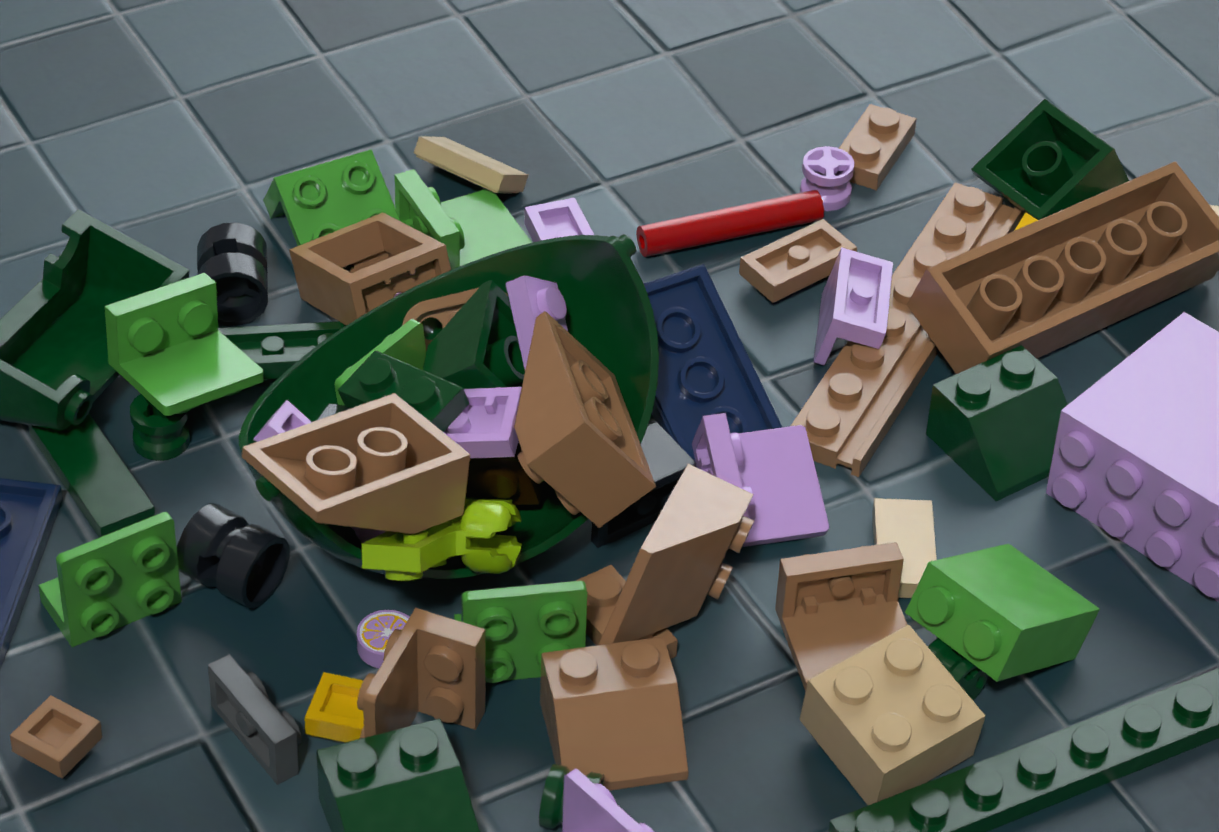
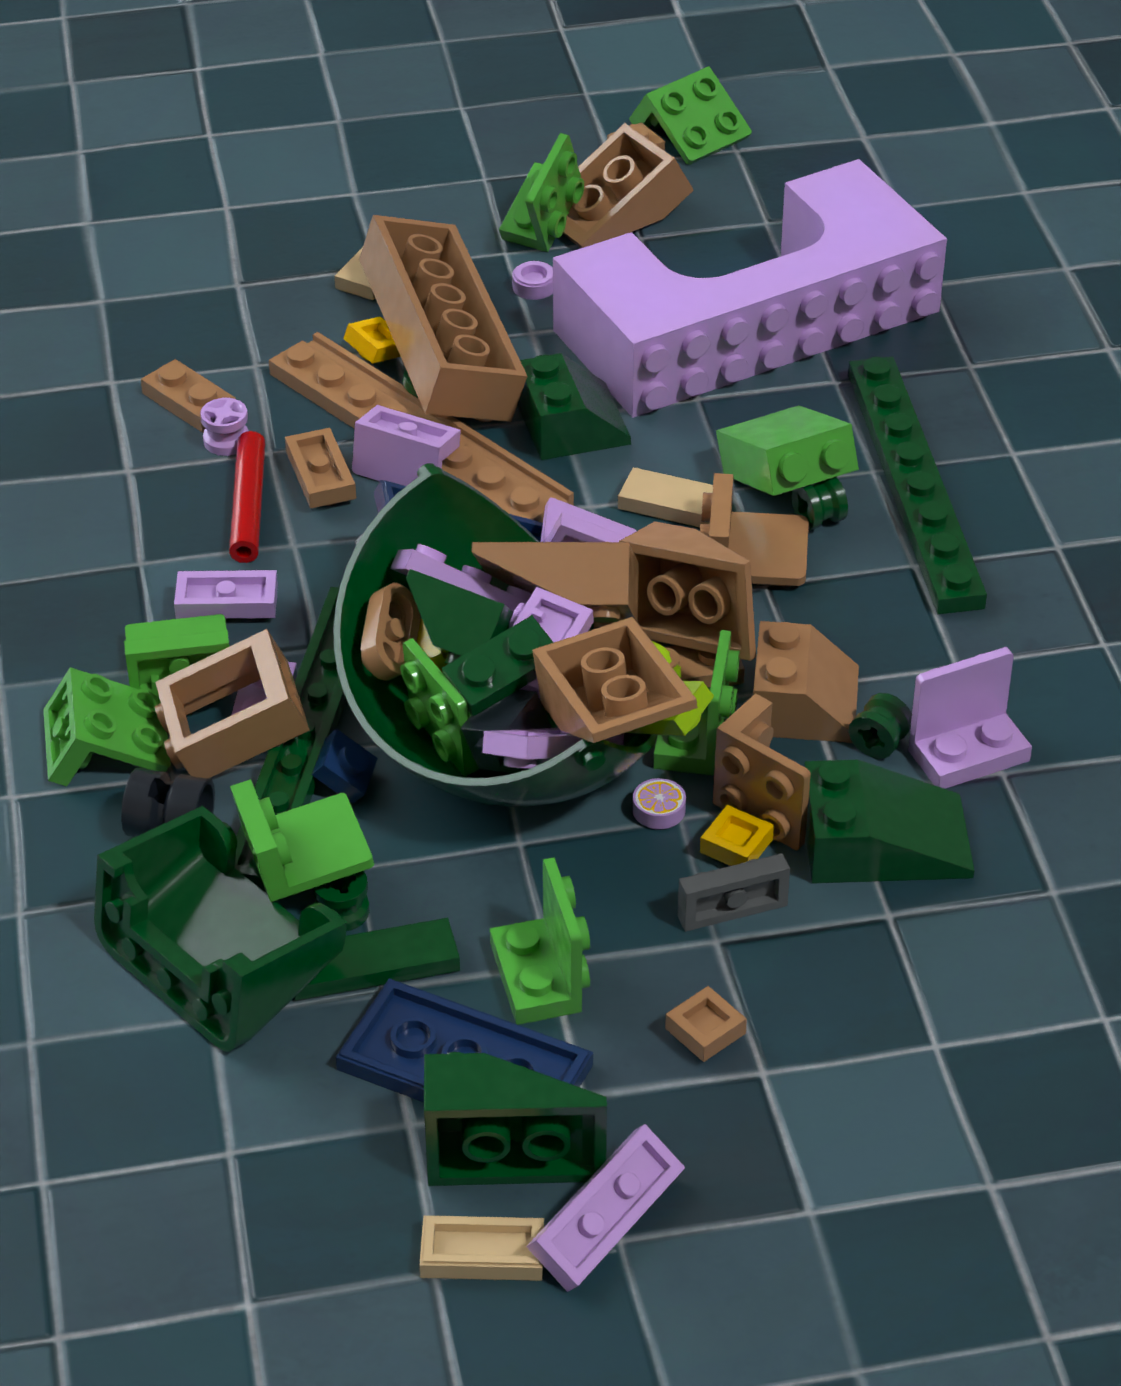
camera: 70 degrees left, 0 degrees up
(234, 556) = (520, 867): black wheel -> none
(470, 165) = (86, 630): tan tile -> none
(891, 716) = (866, 535): tan brick -> none
(1050, 163) = (295, 296): dark green slope -> none

